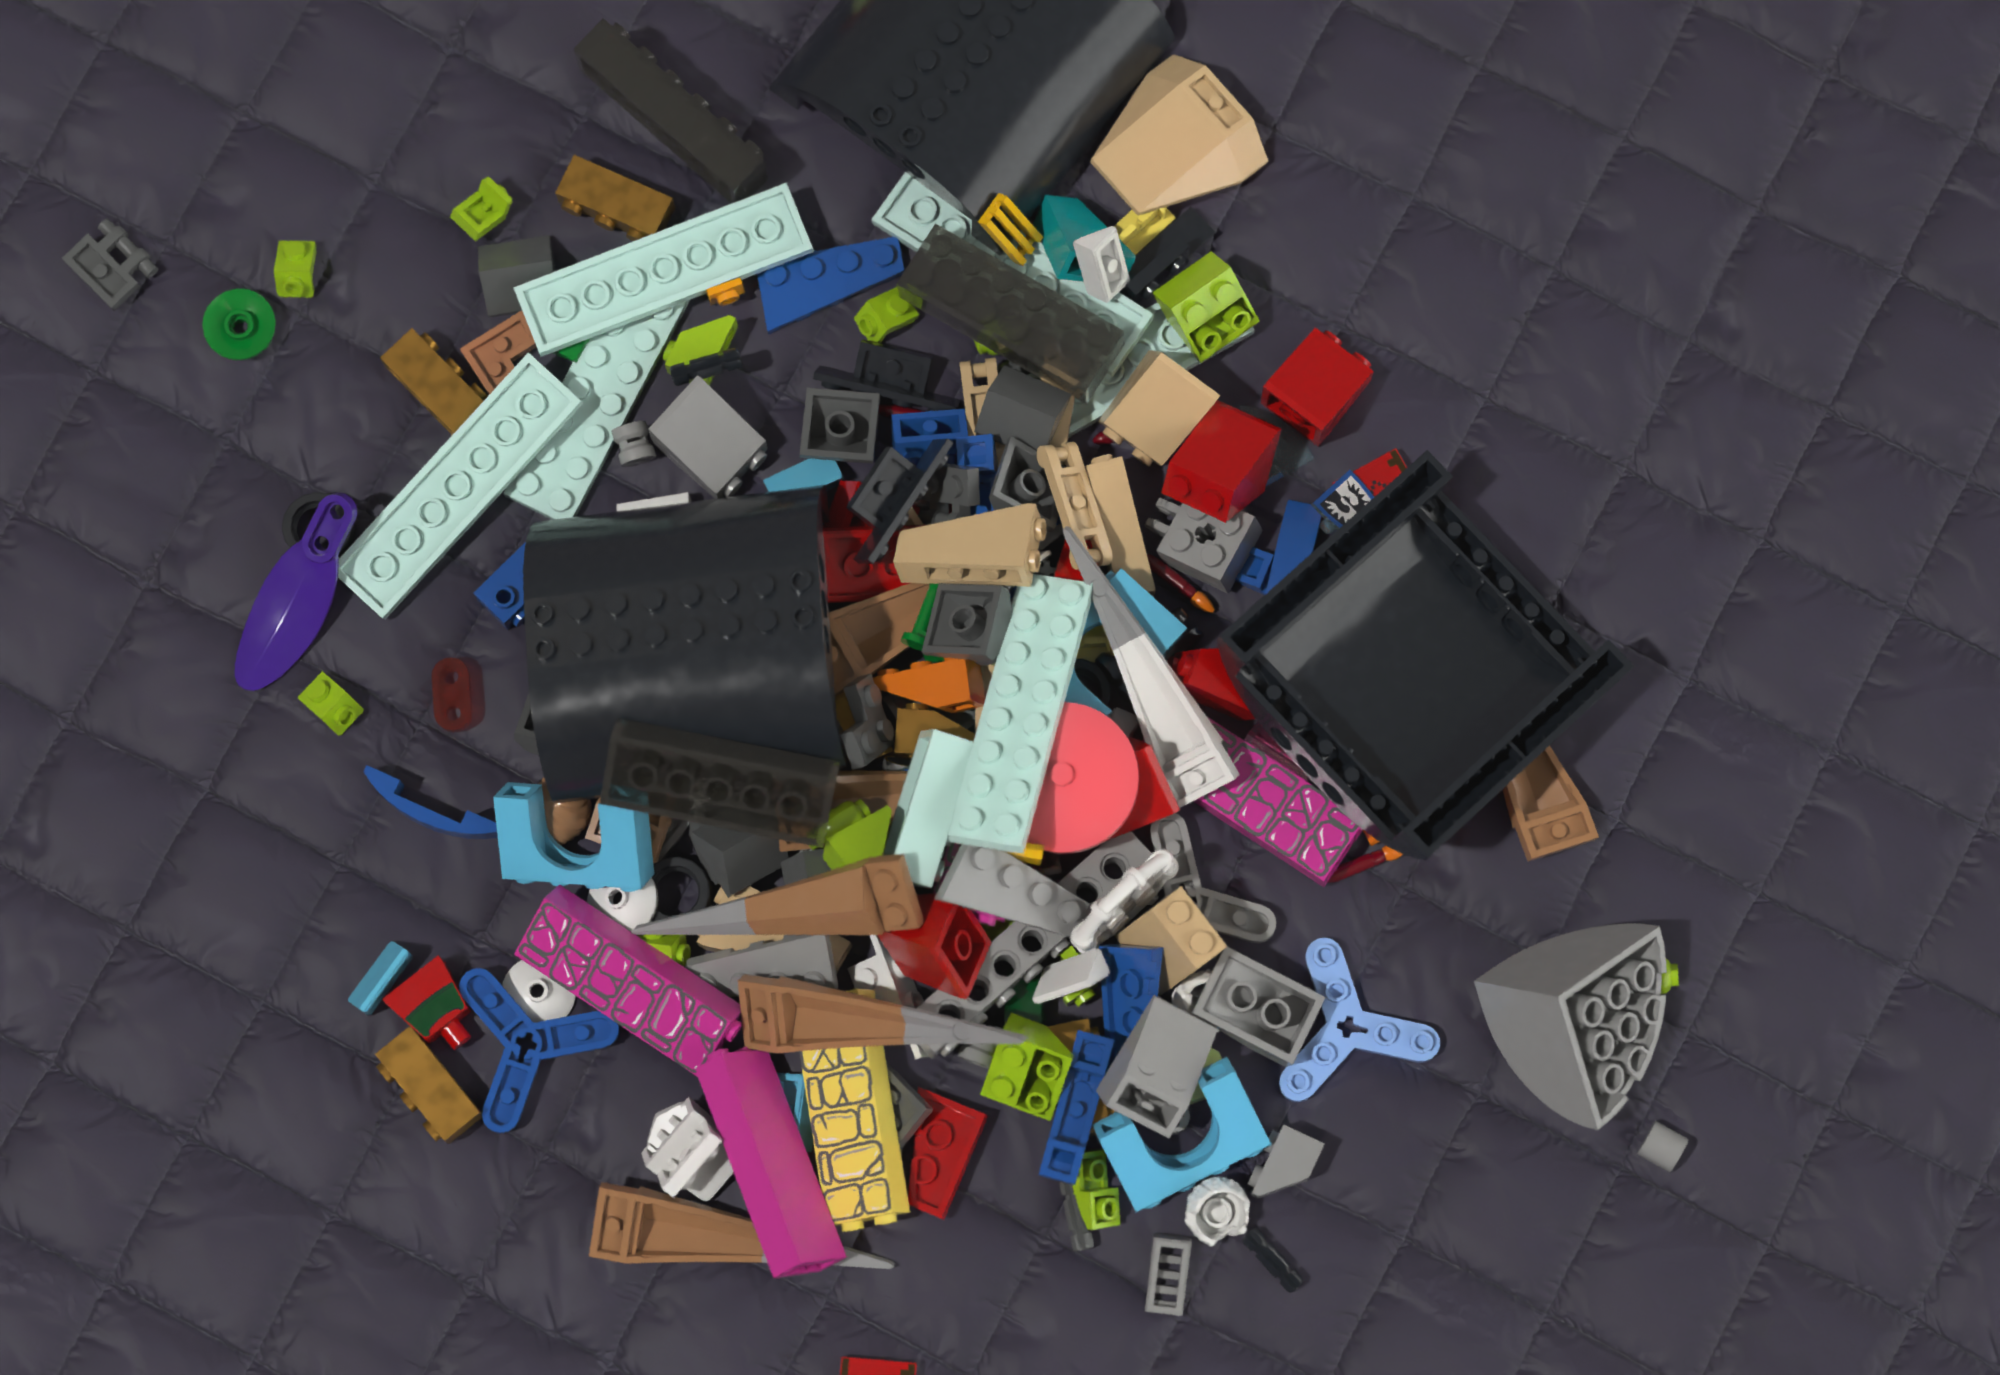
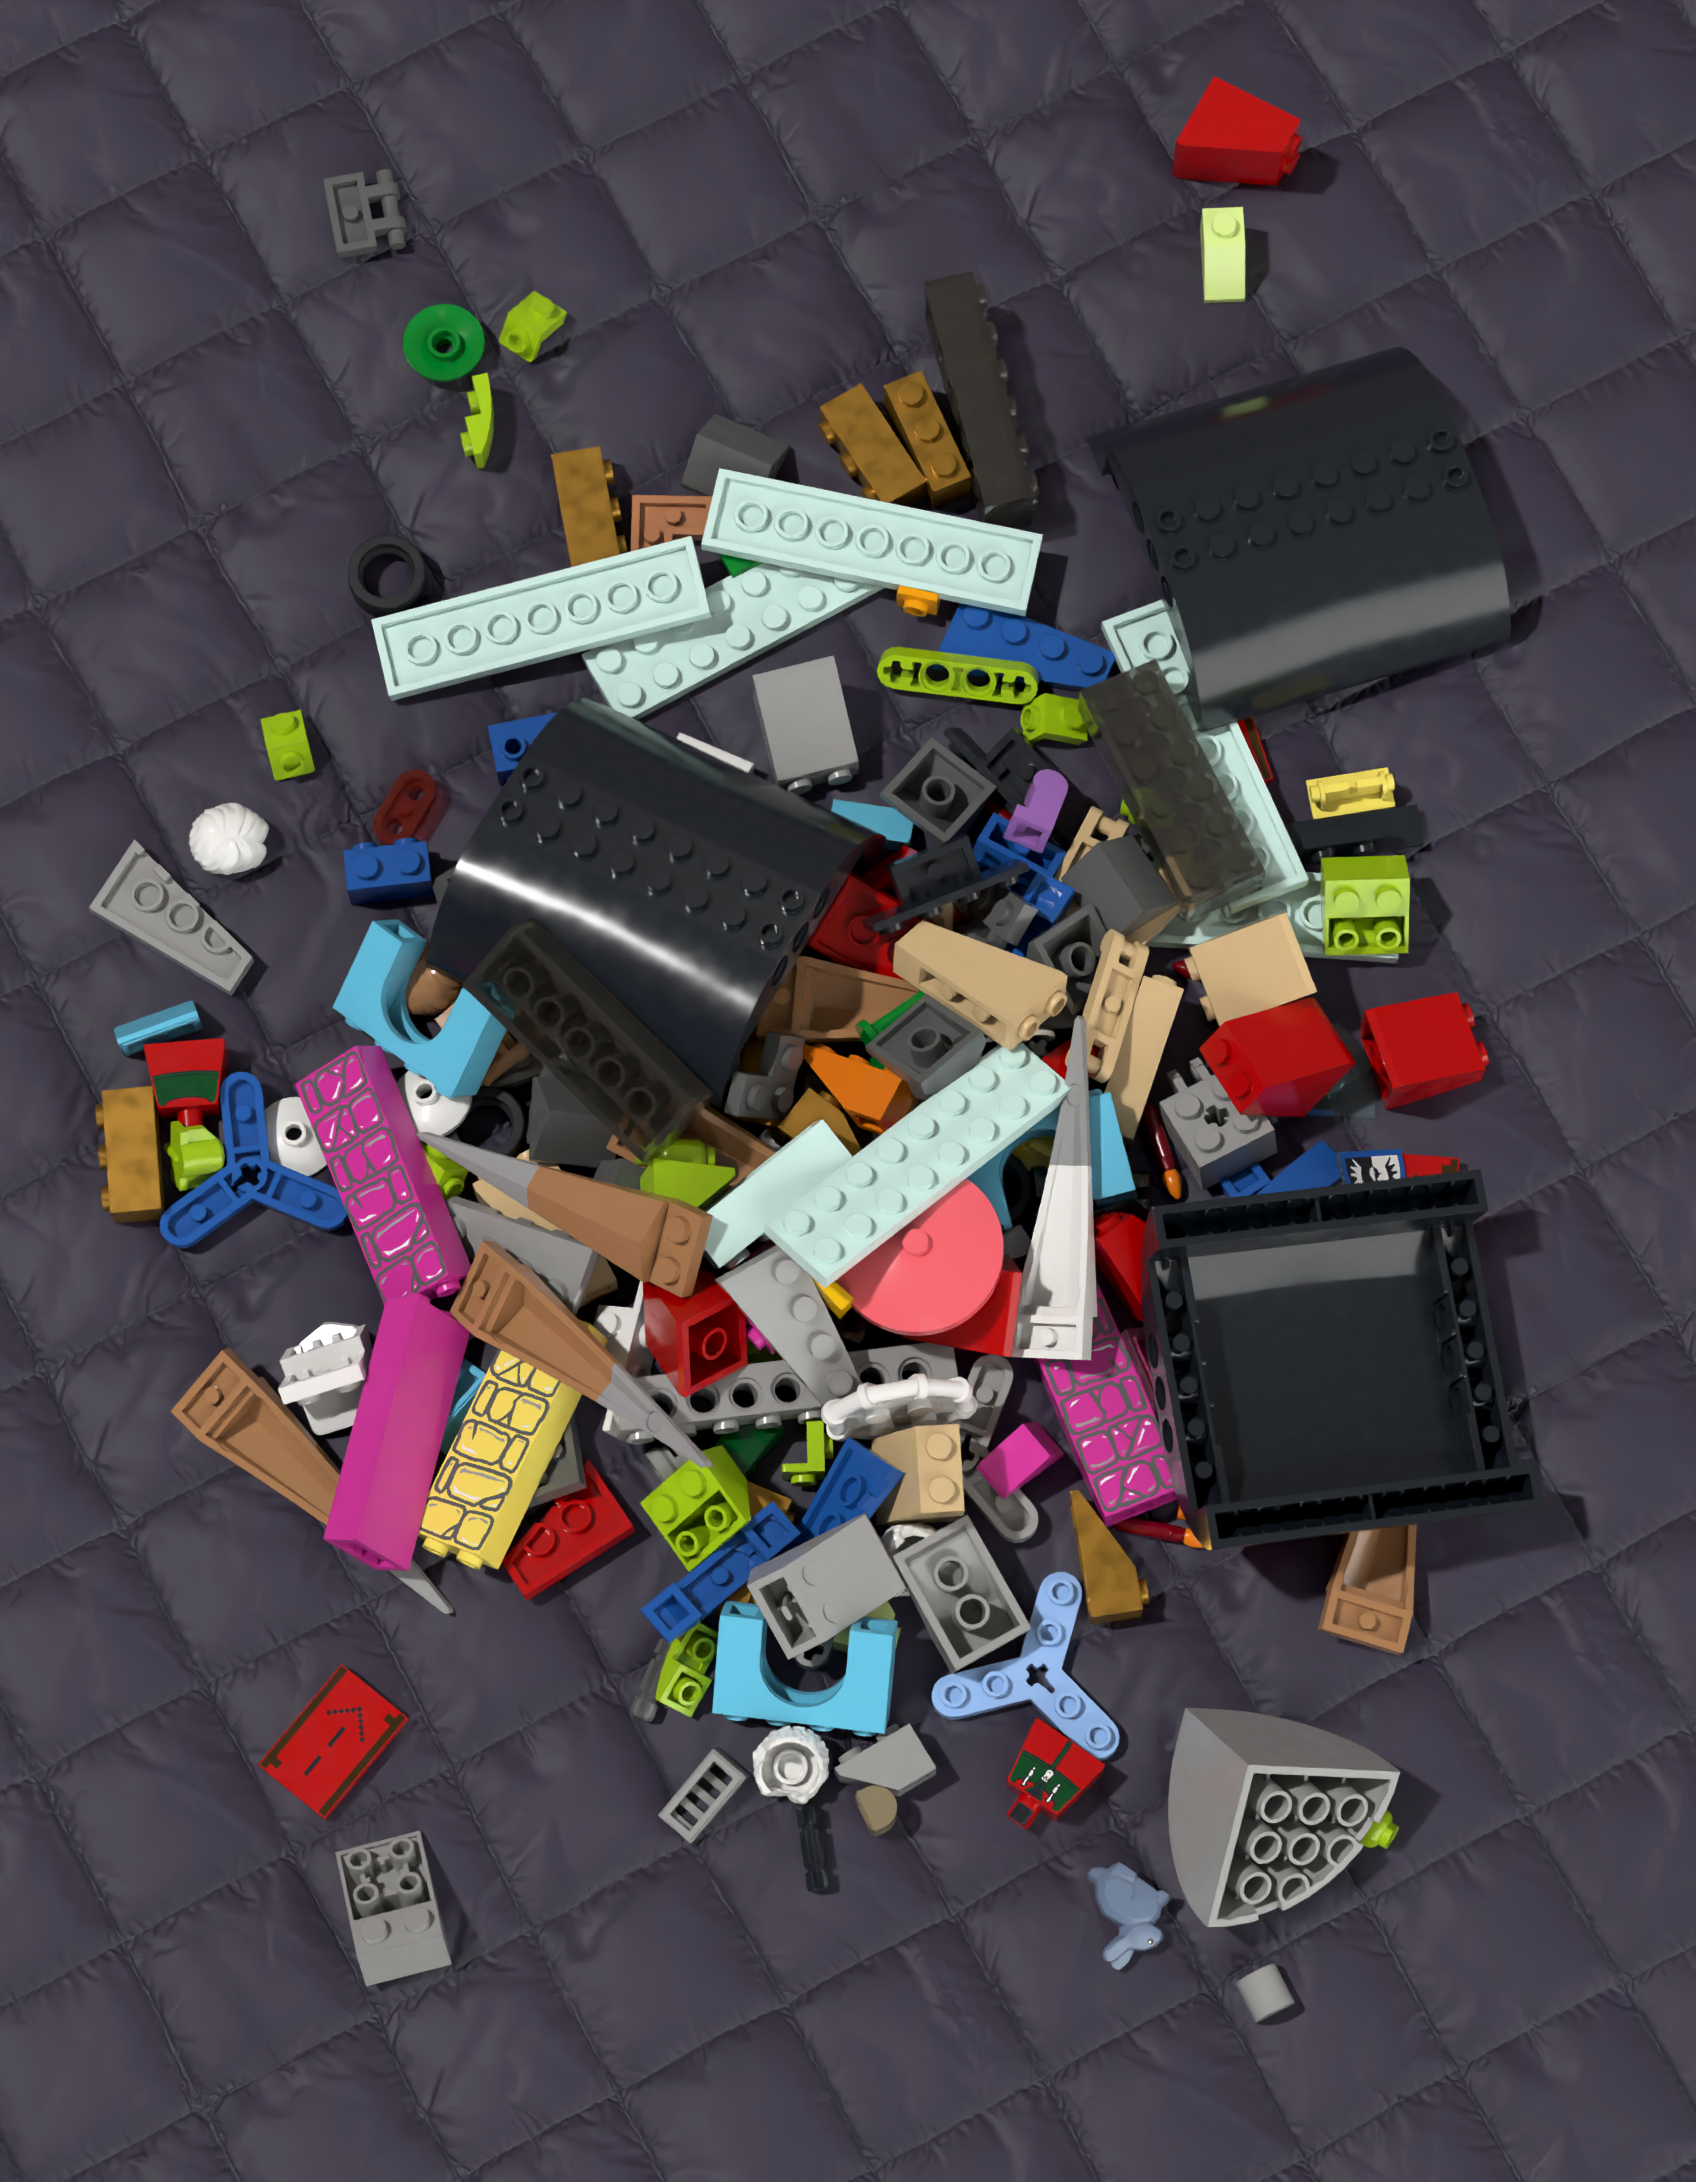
camera: 30 degrees right, 5 degrees down
(294, 598) = (321, 625): dark purple plant -> none
(313, 379) = (480, 425): none -> lime slope
(334, 893) = (161, 915): none -> light grey wing
(336, 803) = (228, 839): none -> white hair
(471, 827) = (288, 859): blue slope -> none
(473, 749) = (388, 871): none -> blue brick
(475, 1057) = (194, 1155): none -> lime piece
(482, 209) = (742, 381): lime bracket -> none
(633, 443) = (733, 686): light grey wheel -> none
(649, 164) = (927, 439): none -> pearl gold brick
(700, 342) = (857, 640): lime slope -> none
(706, 366) = (849, 655): black axle -> none
(790, 322) = (958, 668): none -> lime beam
(929, 400) = (1034, 822): none -> medium lavender leg
(1025, 243) = (1230, 735): yellow tile -> none
(1061, 223) = (1284, 769): teal slope -> none
(1071, 975) = (802, 1446): white slope -> none
(1102, 263) = (1289, 797): white slope -> none
(1178, 139) = (1446, 733): tan wedge -> none
(1231, 879) = (1019, 1459): none -> dark pink slope
(1300, 1200) = (877, 1808): none -> dark tan brick
(1348, 919) = (1106, 1570): none -> pearl gold slope
(1405, 1094) = (1049, 1775): none -> torso
(1528, 1149) = (1132, 1907): none -> sand blue animal

